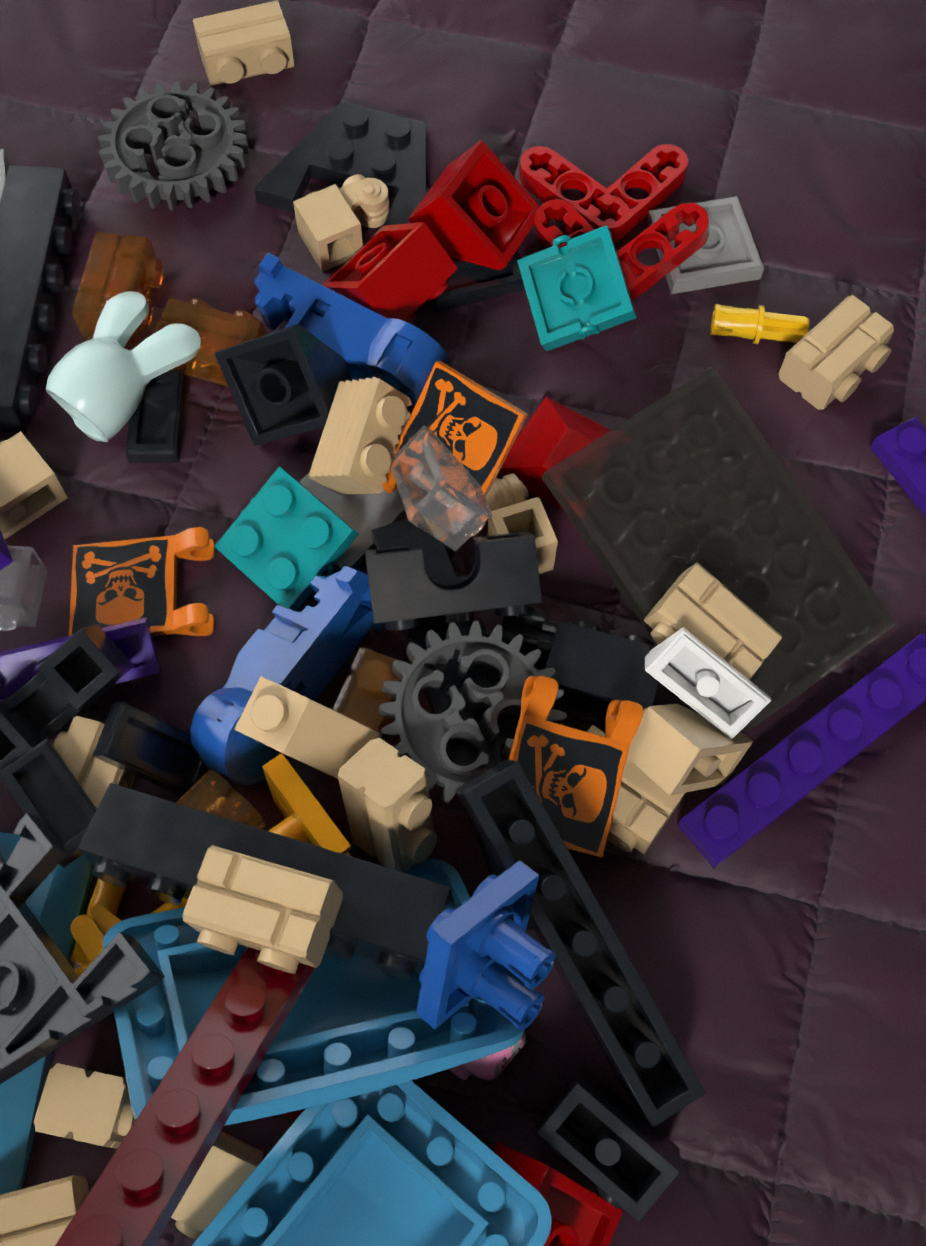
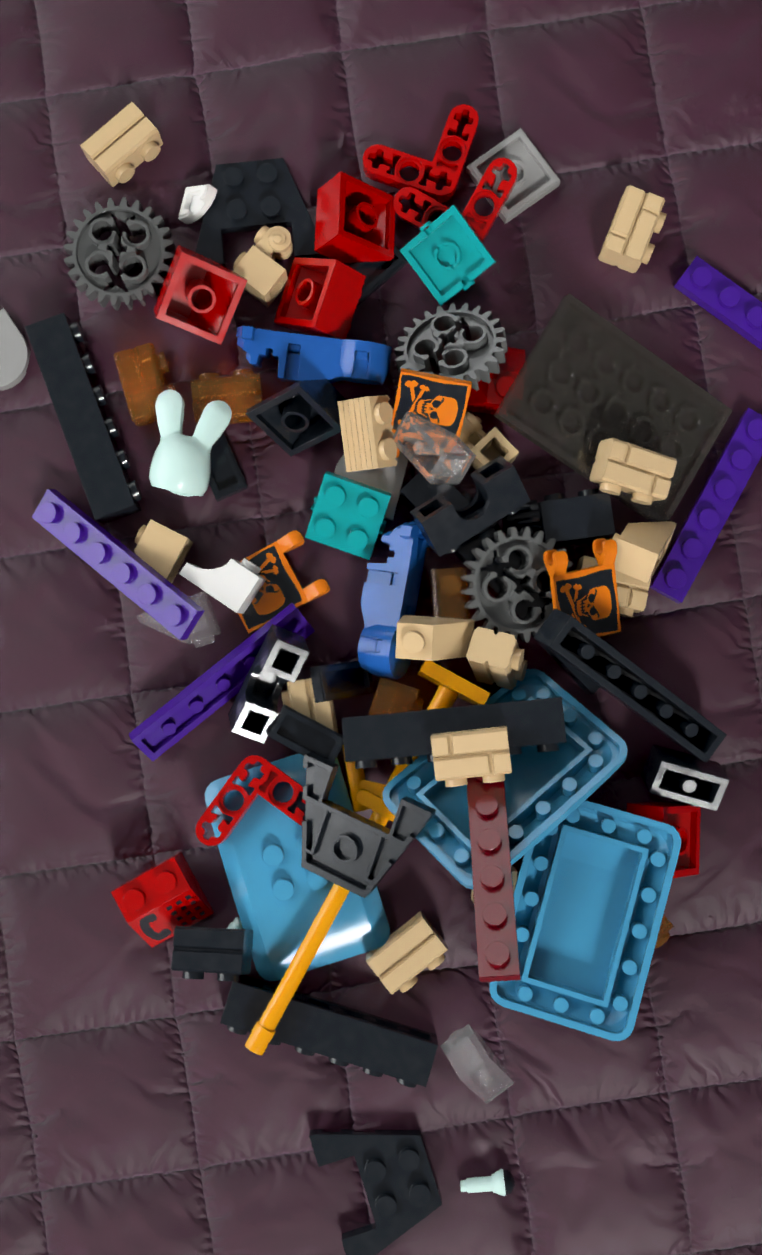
camera: 25 degrees left, 20 degrees up
(76, 555) = (231, 584): none -> white arch
(85, 1106) = (418, 880): tan brick -> none
(236, 209) = (199, 295): none -> red slope
(296, 128) = (196, 202): none -> white tile
(486, 953) = (598, 723): blue plate -> none
(528, 382) = (443, 339): none -> dark grey gear
(705, 682) = (642, 508): white slope -> none
(757, 324) = (573, 227): yellow axle -> none

